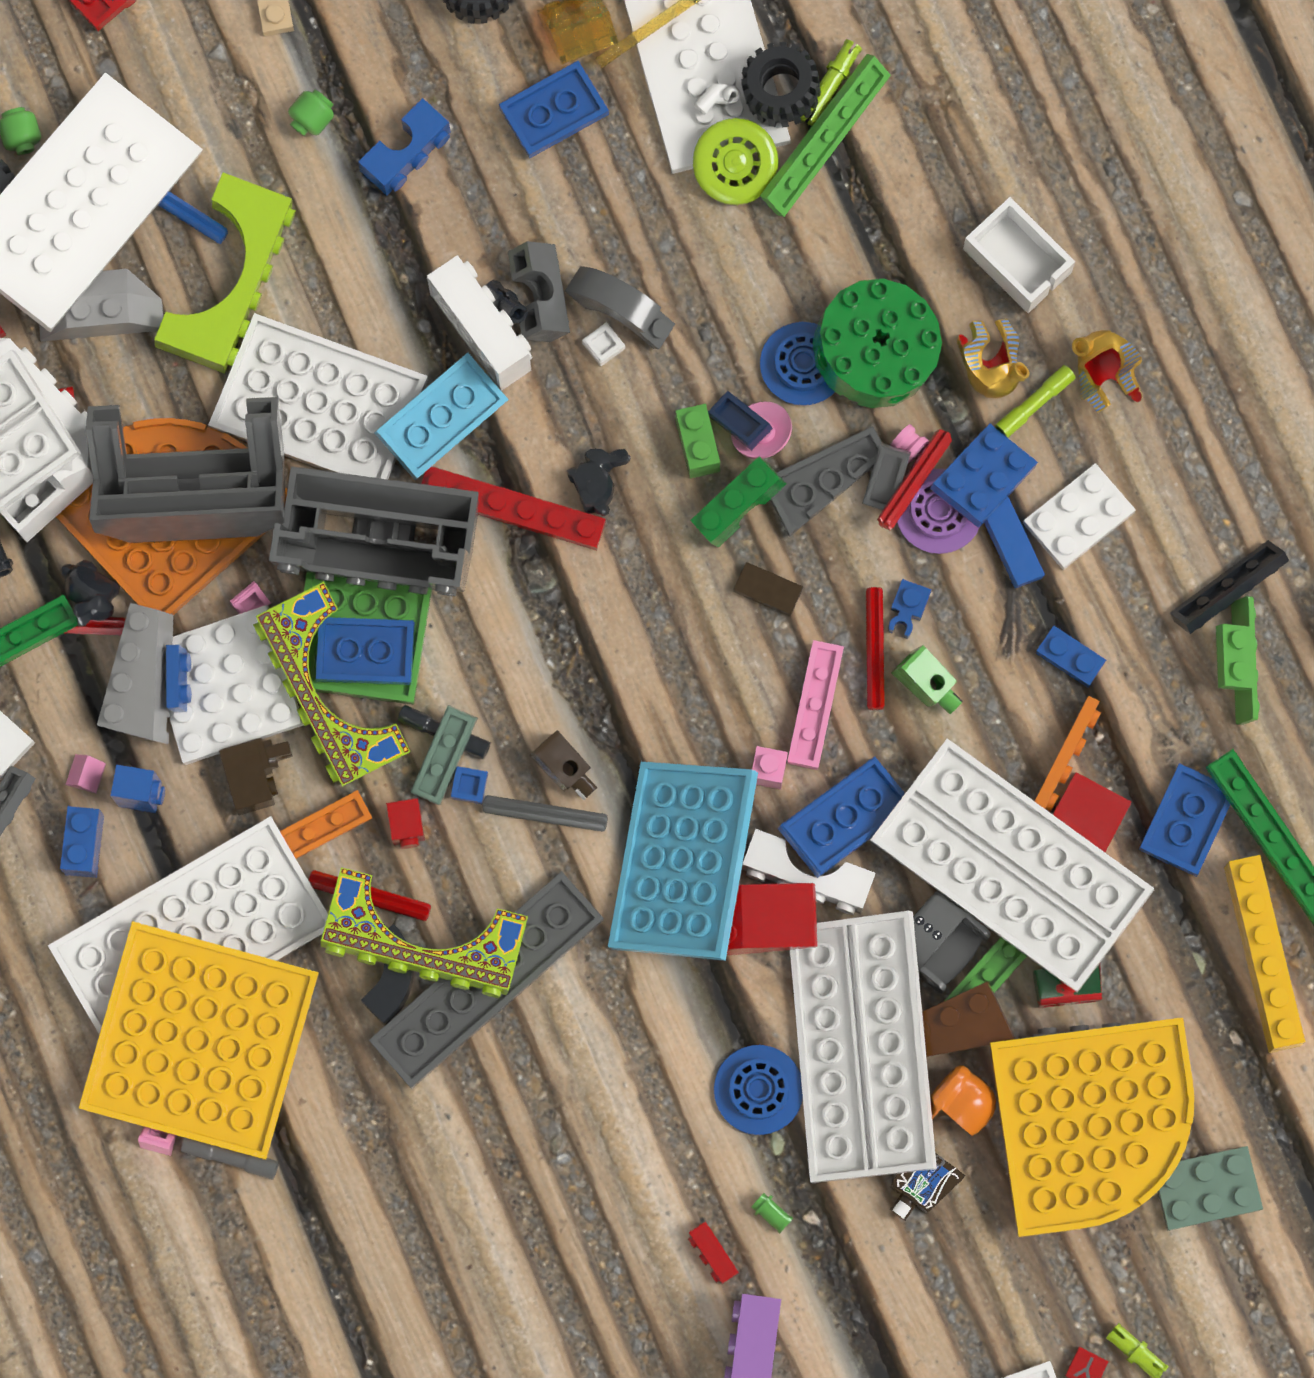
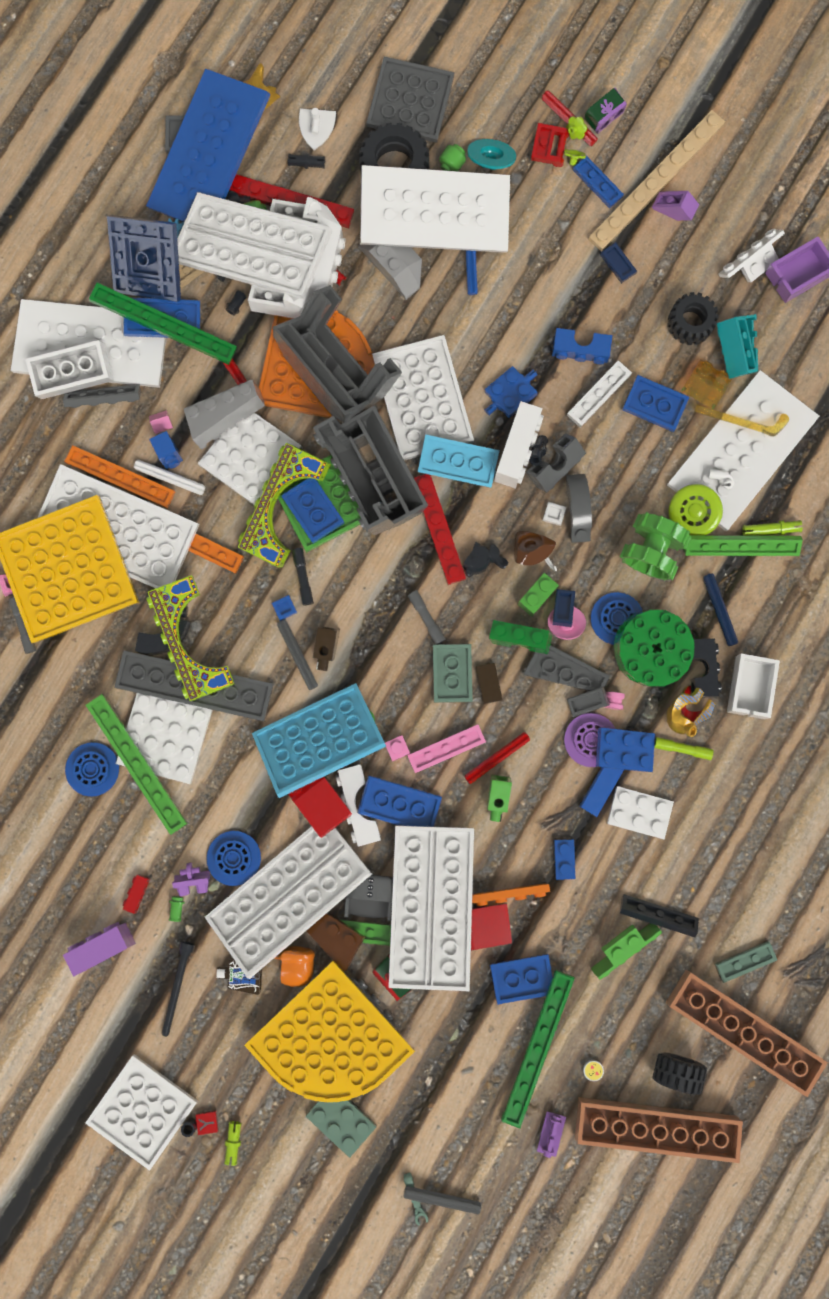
camera: 55 degrees right, 5 degrees up
(53, 75) = (491, 154): none -> teal hat
(82, 842) = (124, 444): blue brick -> none
(90, 591) = (248, 358): black animal -> none
(122, 881) = (120, 477): none -> orange plate
(172, 815) = (169, 477): none -> white axle
(177, 690) = (233, 429): blue plate -> none
(214, 333) = (421, 324): lime arch -> none
(247, 772) = (213, 498): dark brown hinge -> none
(249, 599) = (301, 436): bright pink slope -> none
(311, 113) = (565, 288): bright green head -> none
(326, 20) = (618, 262): none -> dark blue tile
(380, 898) = (198, 604): red axle -> none
(397, 283) = (509, 391): none -> blue plate
(406, 823) = (243, 591): red brick -> none
(444, 755) = (290, 585): sand green tile -> none
(486, 171) = (599, 394): none -> white plate
(499, 1198) = (92, 769): none -> blue wheel
(527, 1070) = (168, 735): none -> white plate
(539, 1126) = (136, 764): none -> bright green plate
(631, 404) = (533, 549): none -> reddish brown hat
(642, 609) = (432, 627): none -> dark grey piece
(720, 626) = (452, 673): none -> sand green plate
(736, 229) = (659, 536): none -> bright green piece
(744, 1161) = (191, 877): none -> medium lavender hips
(774, 62) = (759, 491): black tyre -> none
(838, 1238) = (186, 949): none -> black piece
(888, 224) = (720, 609): none -> dark blue axle
(909, 603) = (533, 759): blue plate -> none
(914, 479) = (597, 716): red axle -> none
(933, 283) = (705, 652): none -> black arch
(1105, 357) = (732, 767): piece -> none
(1264, 954) = (480, 1068): yellow brick -> none

